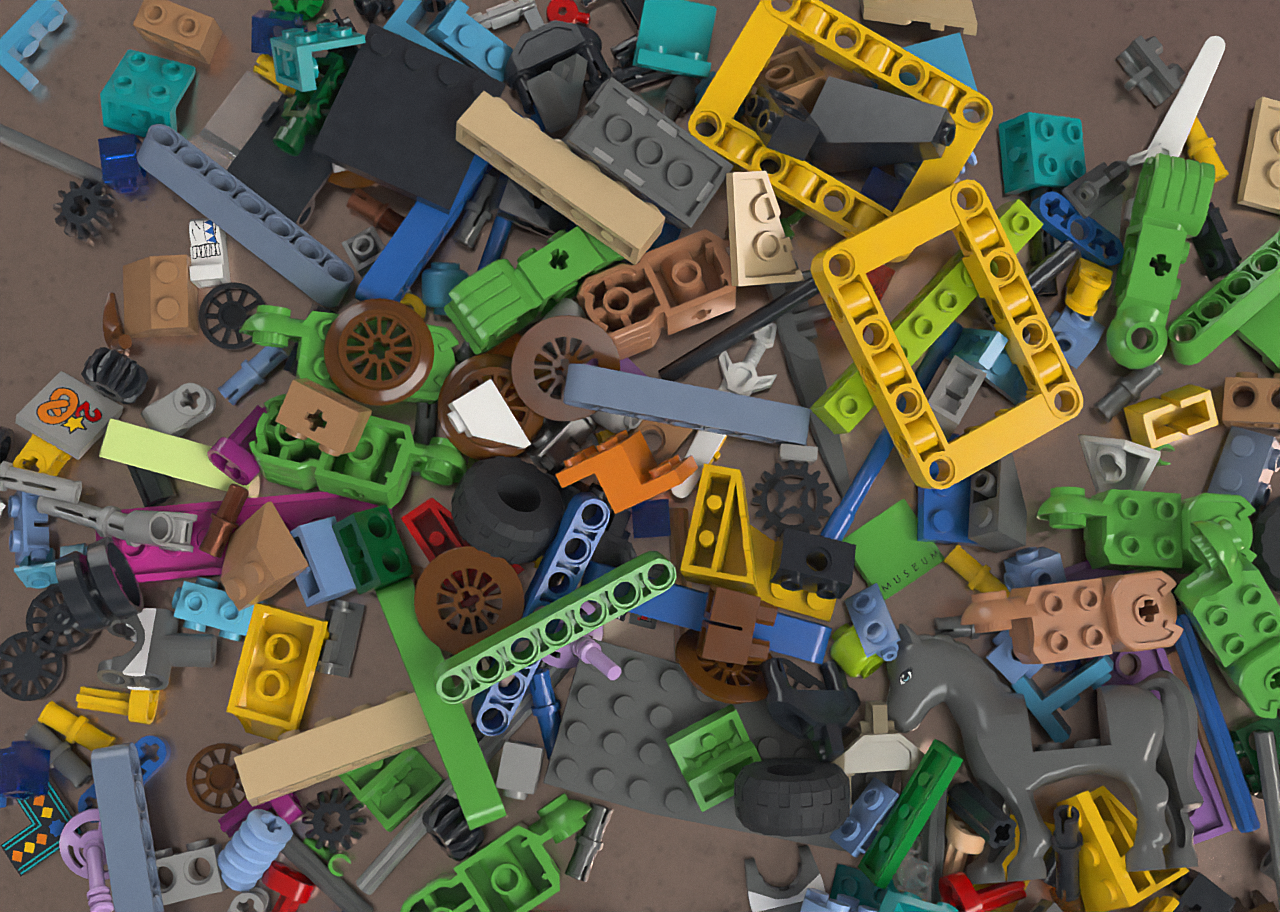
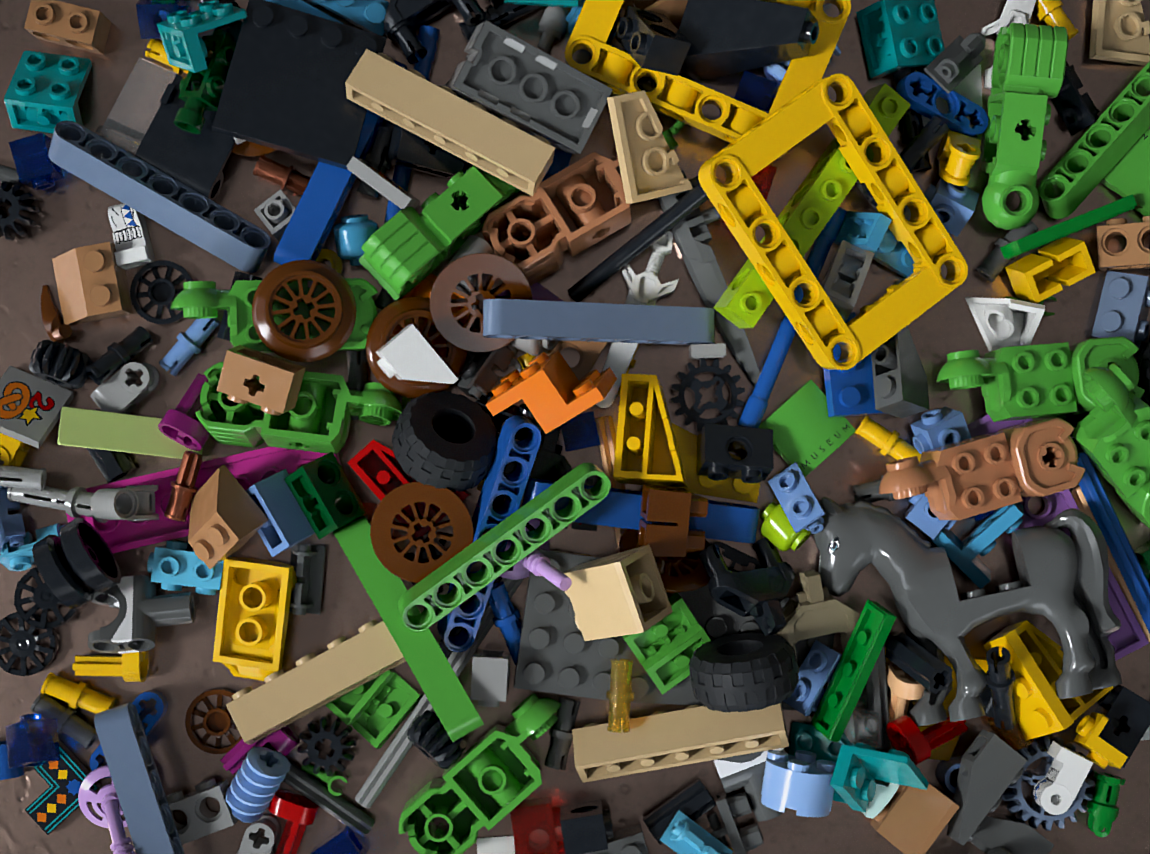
camera: 10 degrees left, 5 degrees up
(177, 374) = (119, 355): none -> black pin
(479, 231) = (382, 183): none -> light grey tile
(559, 92) = (438, 39): dark grey slope -> none
(656, 806) = (620, 695): none -> clear yellow pin
(668, 694) = (618, 594): none -> tan slope
(711, 863) = (676, 740): none -> tan brick
(1195, 374) = (1068, 227): none -> green tile

